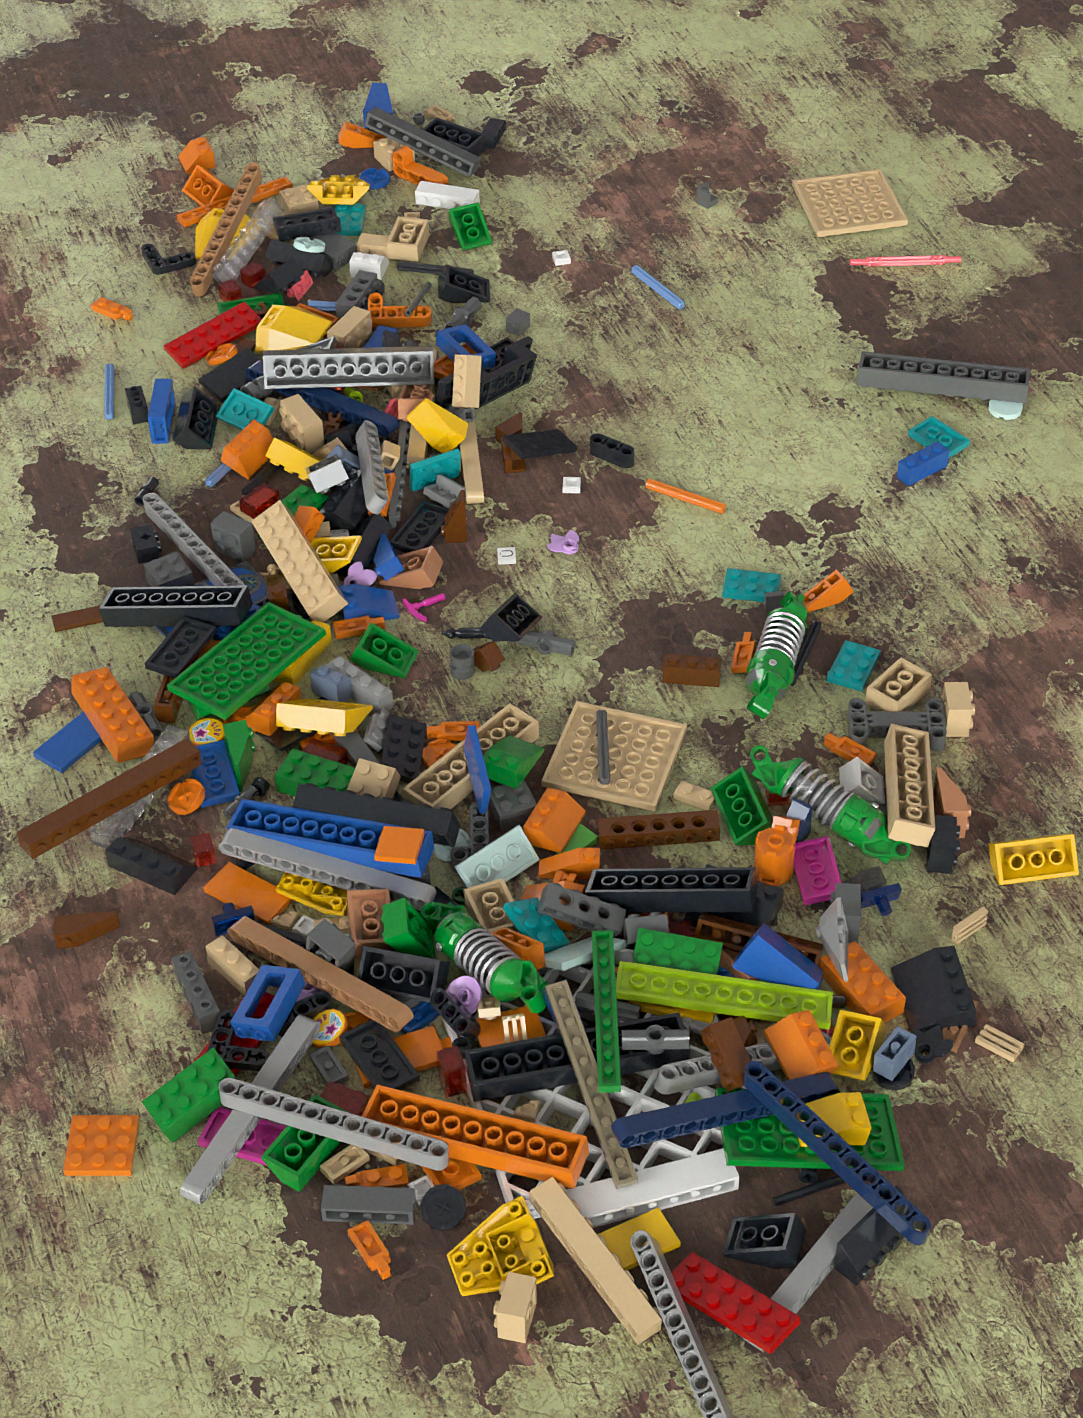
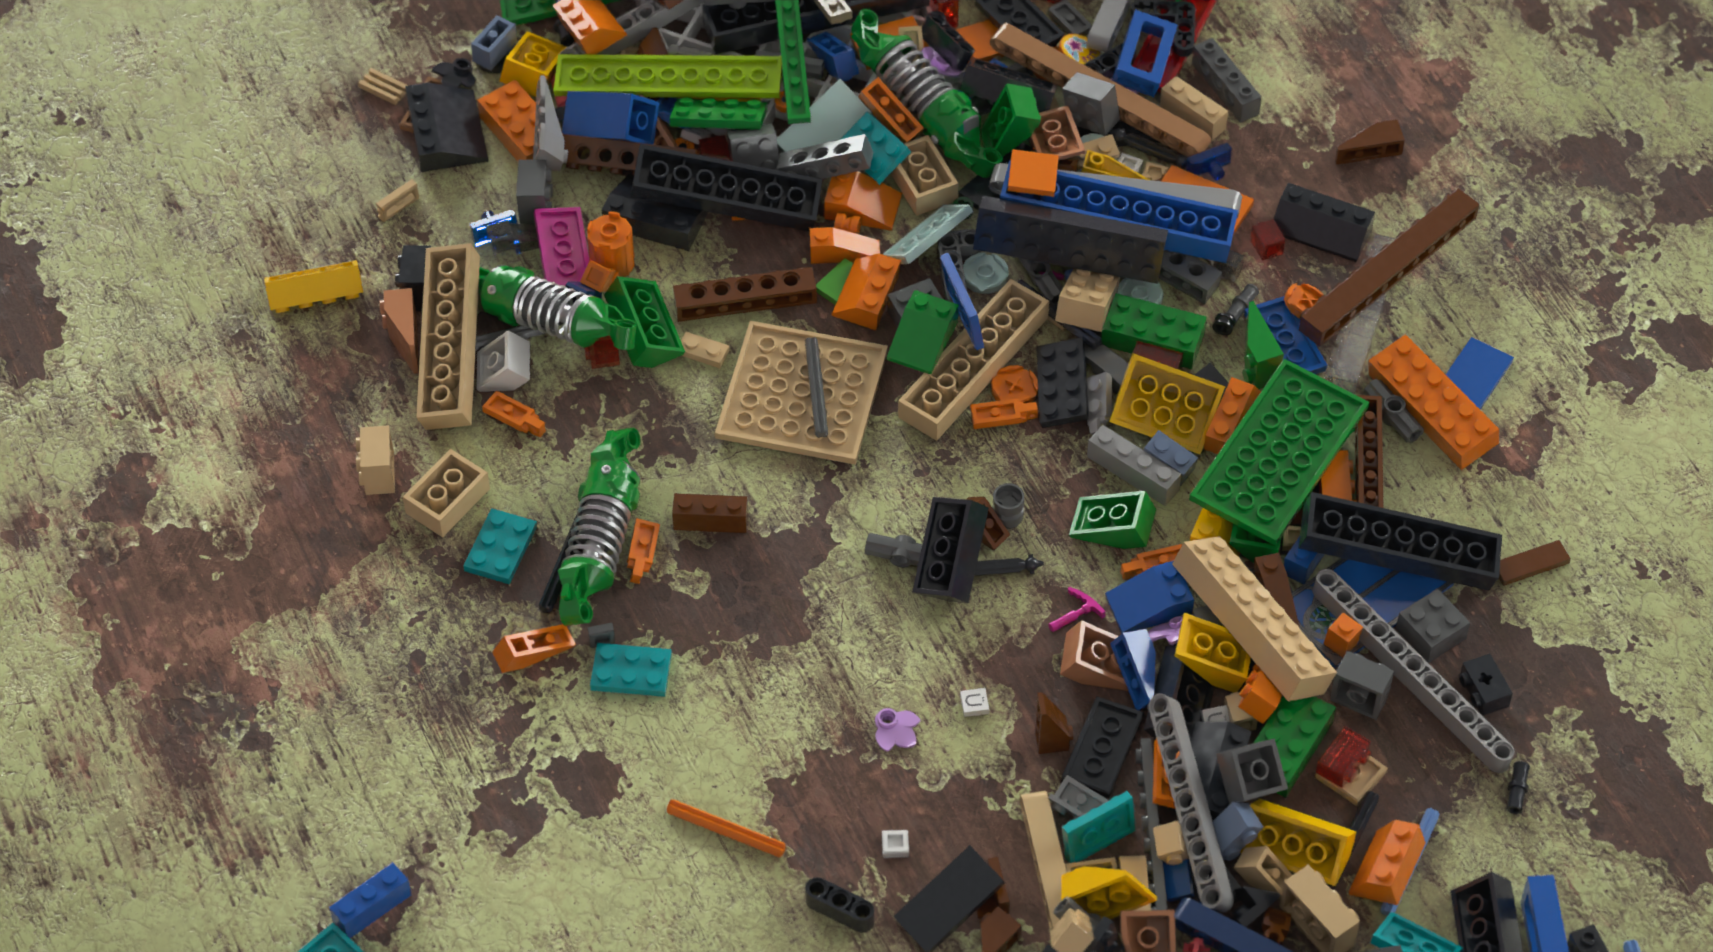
camera: 175 degrees right, 10 degrees up
(180, 647) = (1372, 465): black plate -> none
(237, 562) = (1343, 635): none -> orange brick
(513, 1018) = (884, 16): tan tile -> none
(876, 724) = (478, 448): dark grey beam -> none

